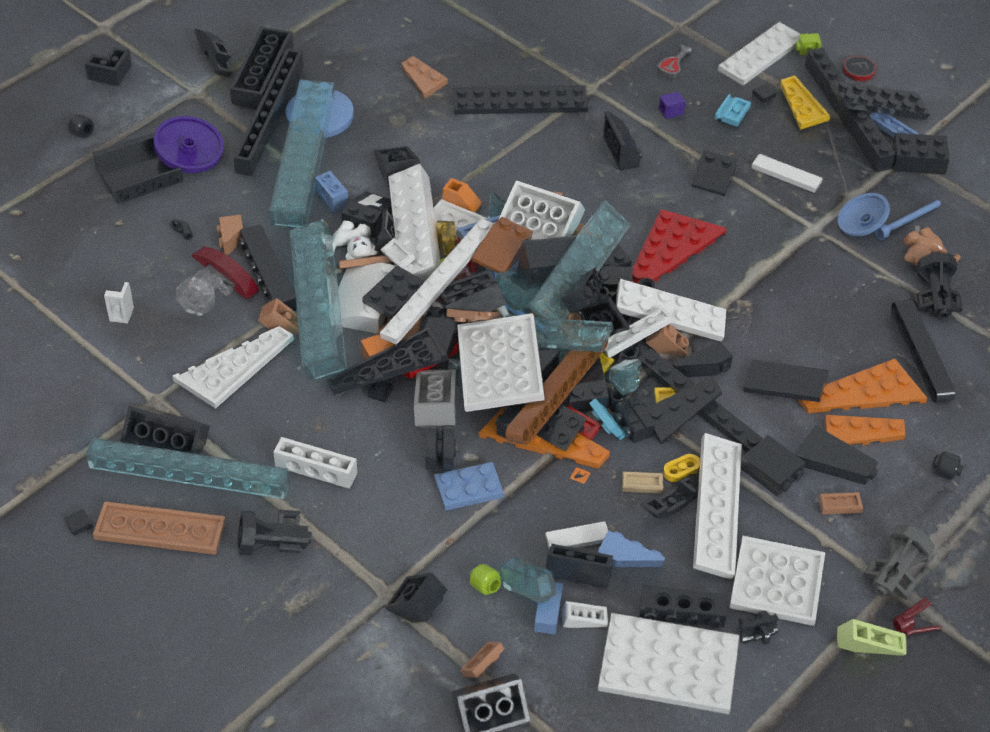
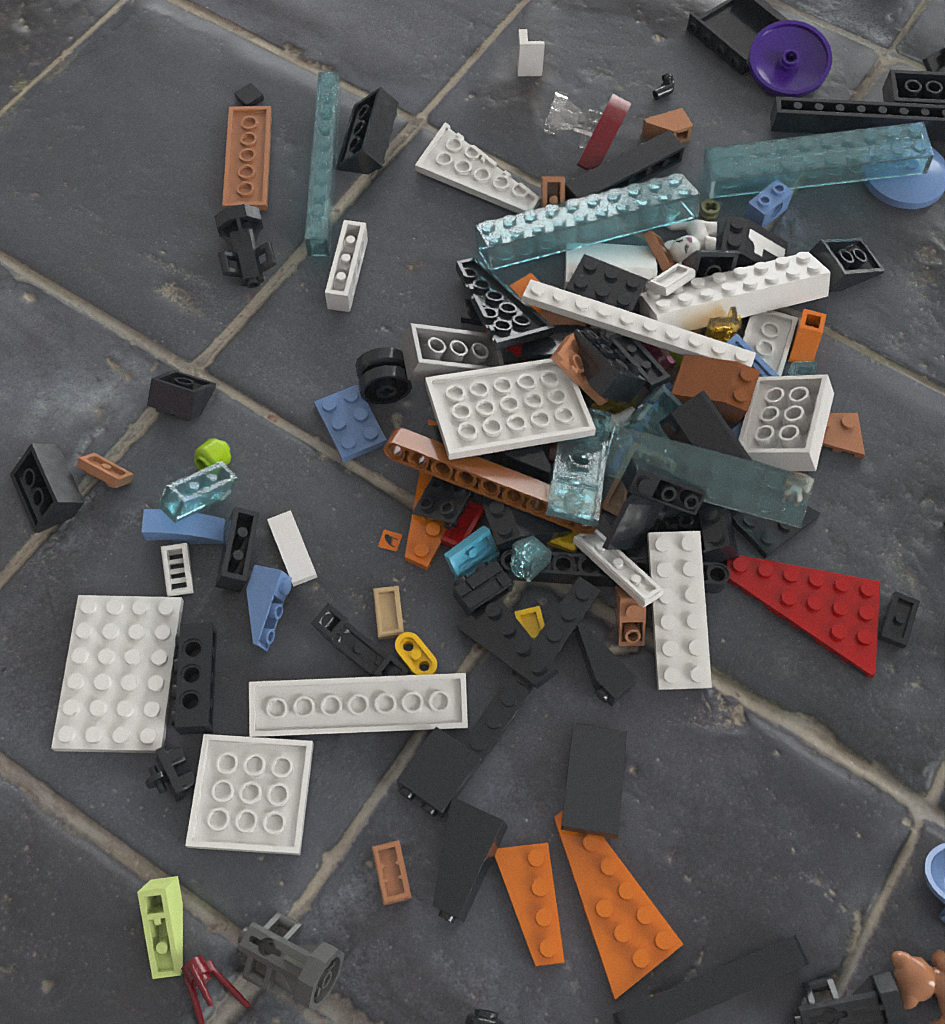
camera: 80 degrees right, 15 degrees up
(689, 206) = (899, 620): none -> black plate

